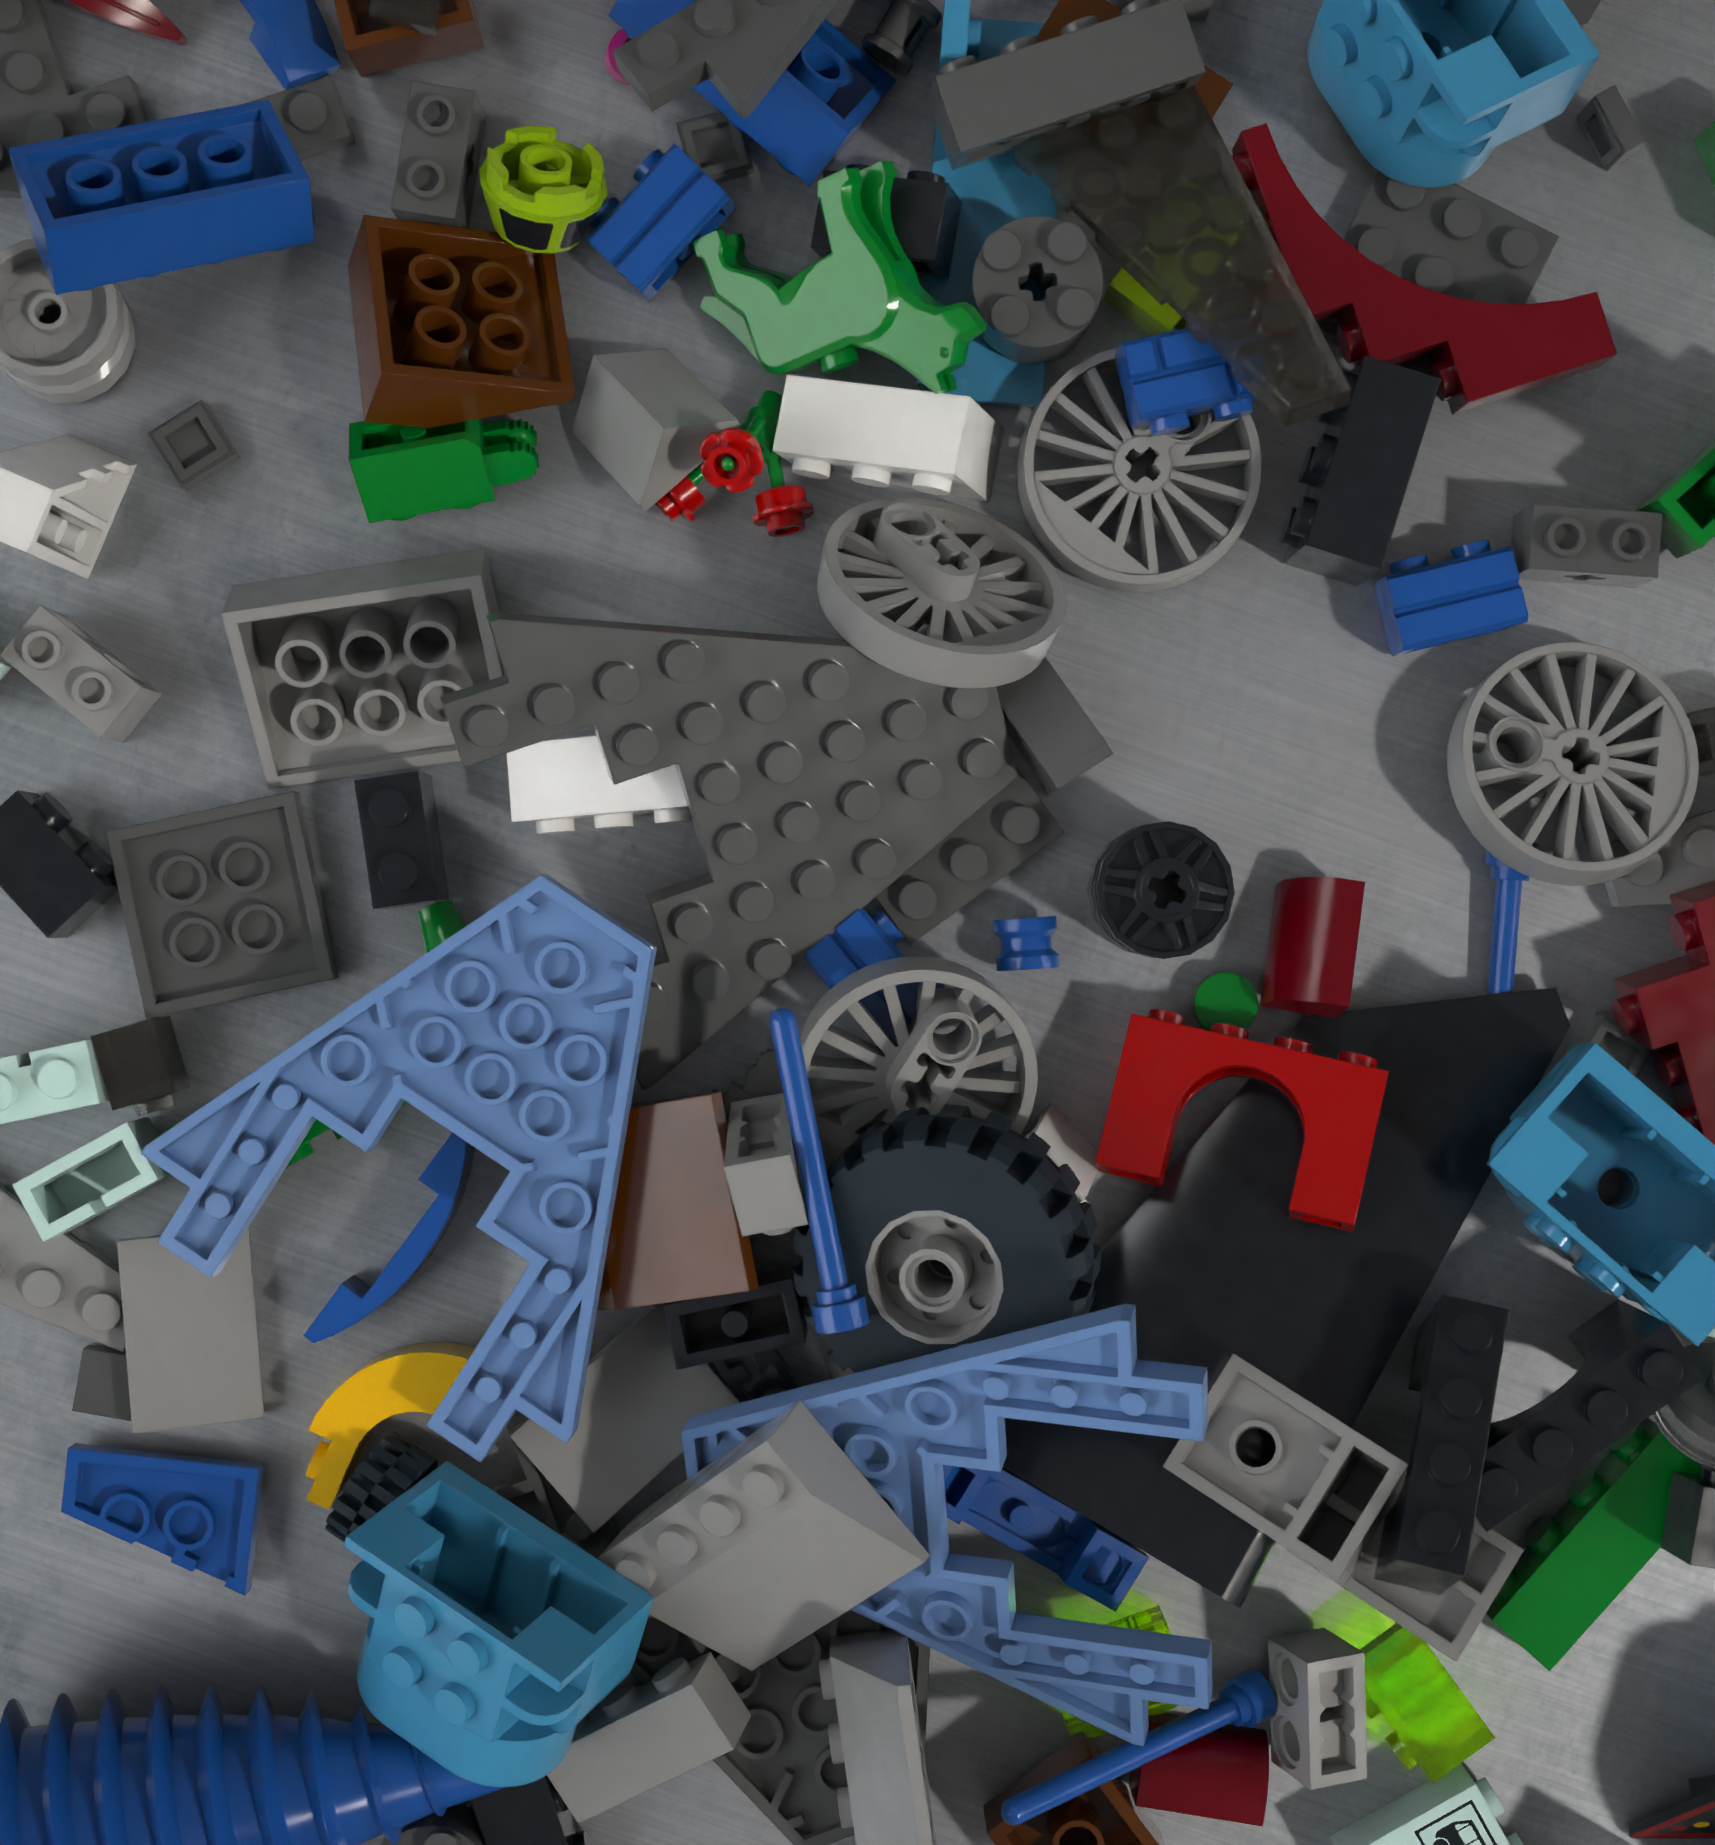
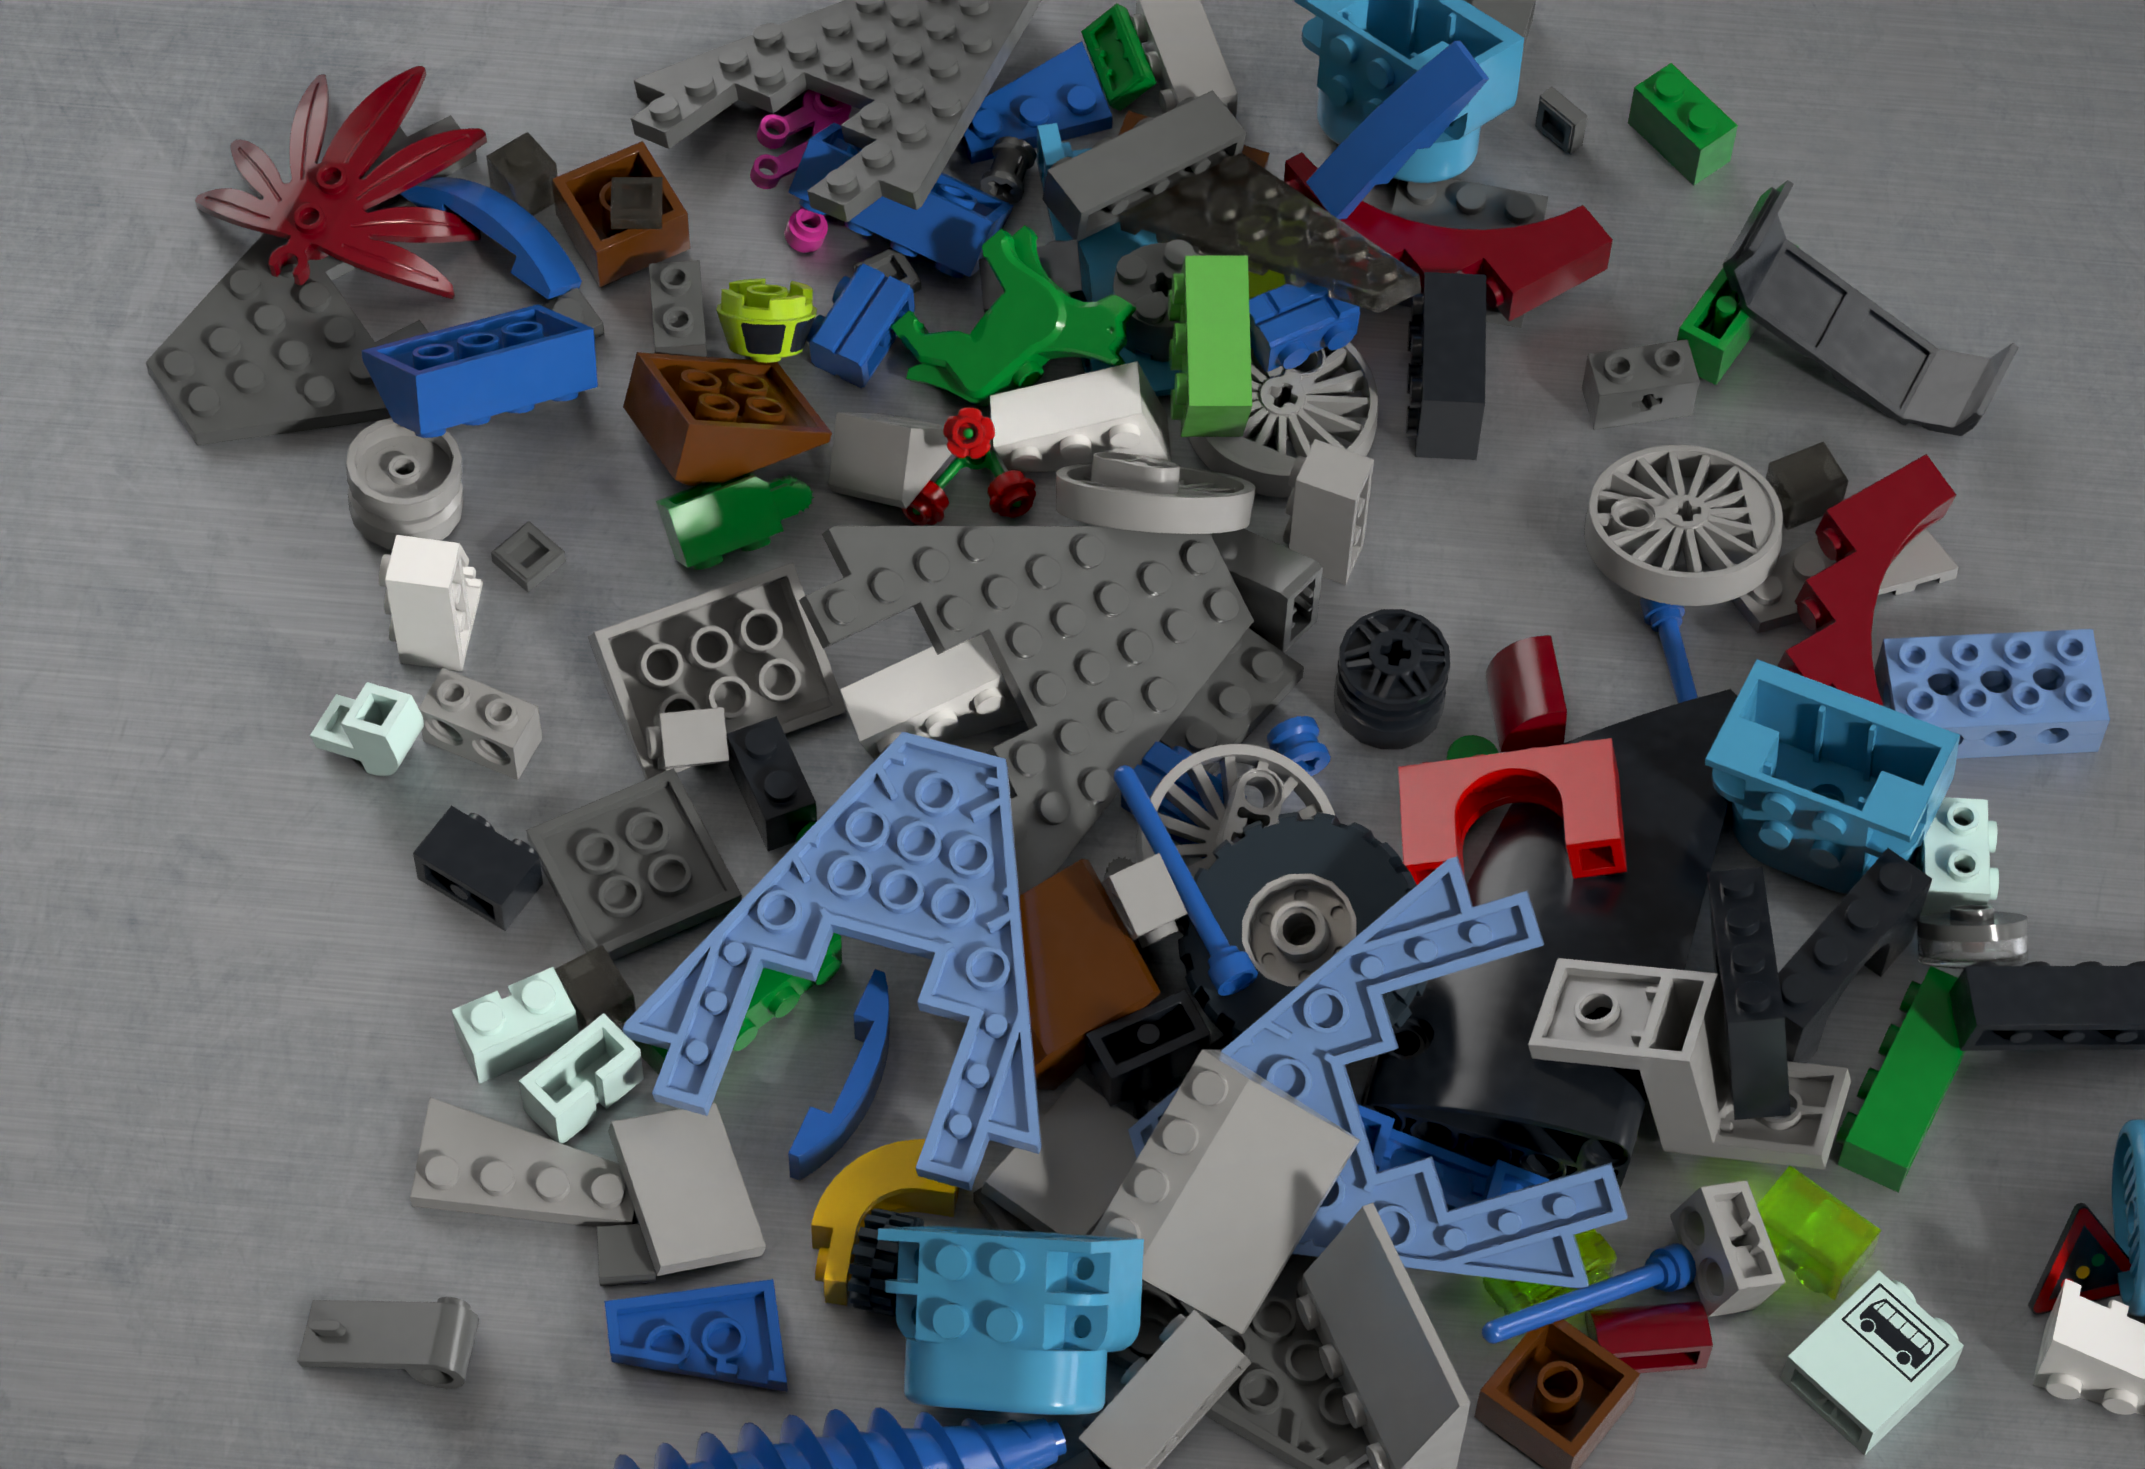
camera: 20 degrees left, 30 degrees down
(313, 765) = (688, 738): none -> light grey brick
(1063, 414) = (1211, 346): none -> bright green brick
(1147, 659) = (1329, 507): none -> light grey brick
(1394, 158) = (1397, 128): none -> blue slope
(1450, 599) = (1551, 443): blue brick -> none

